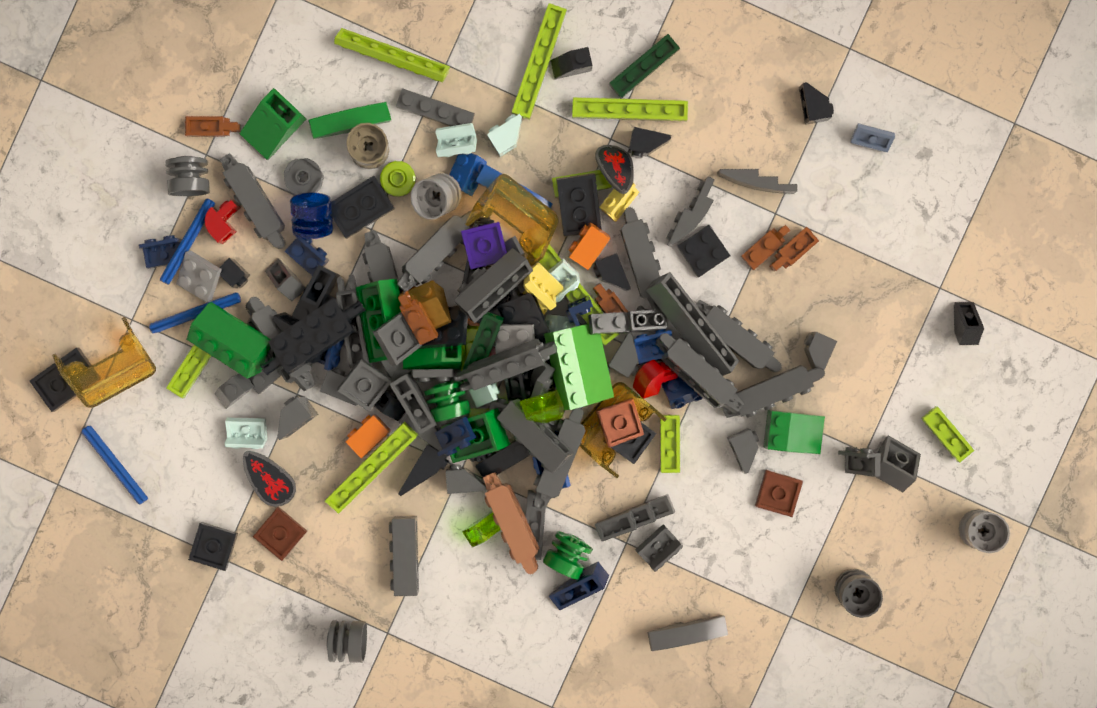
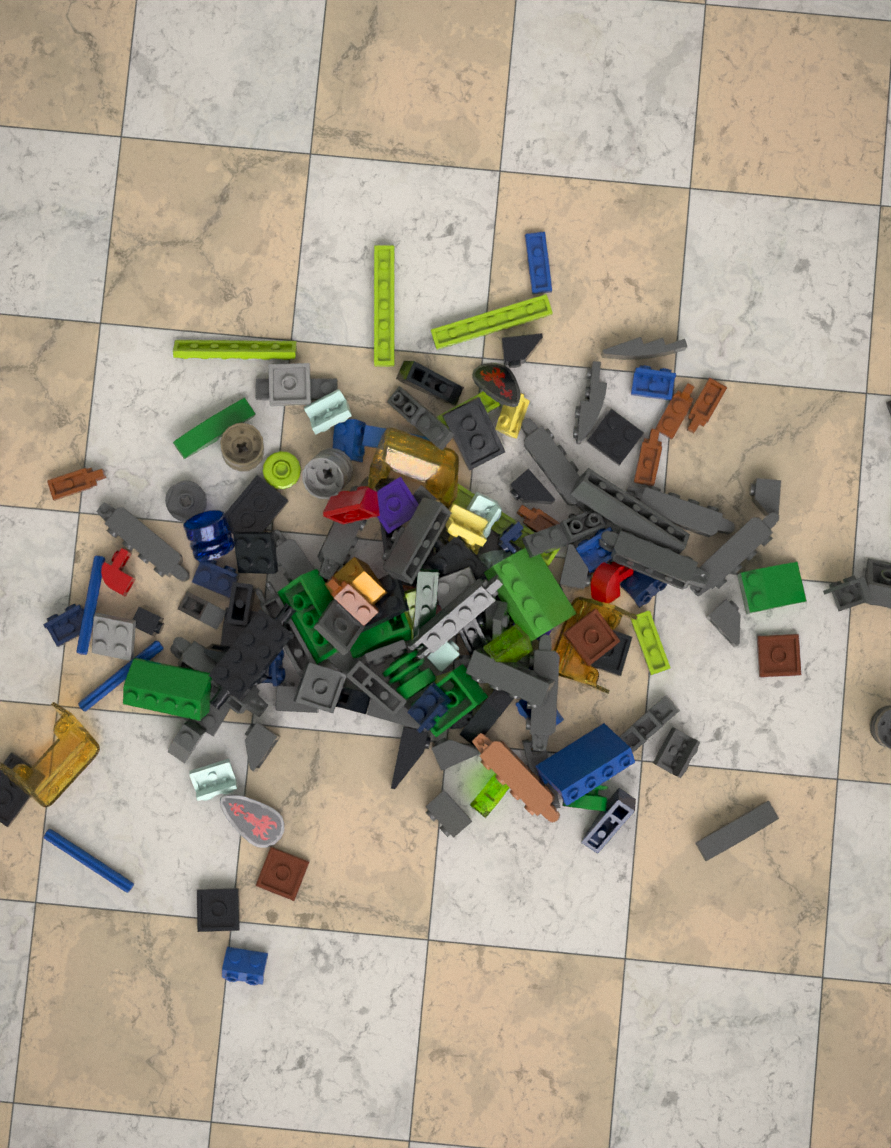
camera: 20 degrees left, 5 degrees down
(187, 173) = (69, 536): dark grey wheel -> none
(188, 372) = (134, 736): lime plate -> none
(220, 602) = (244, 966): none -> blue bracket
(271, 124) = (137, 458): green slope -> none
(344, 641) = (390, 959): dark grey wheel -> none
(348, 244) = (255, 552): none -> black plate
(368, 435) = (339, 740): orange brick -> none
(371, 467) = (354, 771): lime plate -> none
(405, 556) = (419, 850): dark grey brick -> none
(429, 103) = (289, 384): none -> light grey plate
(441, 532) = (448, 814): none -> dark grey slope
(446, 233) = (352, 506): none -> red slope
(505, 137) = (376, 391): light aqua slope -> none
(536, 174) = (421, 418): none -> dark grey slope
(555, 144) = (429, 382): none -> black slope
(572, 63) = (418, 296): black slope -> none
(575, 533) = (586, 763): none -> blue panel
(588, 246) = (497, 470): orange brick -> none
(644, 66) = (491, 275): dark green plate -> none
(690, 70) = (538, 263): none -> blue tile
(726, 281) = (648, 459): none -> dark orange hinge
(754, 214) = (653, 383): none -> blue bracket
(815, 104) = (674, 255): black slope -> none
(872, 137) = (743, 267): sand blue plate -> none

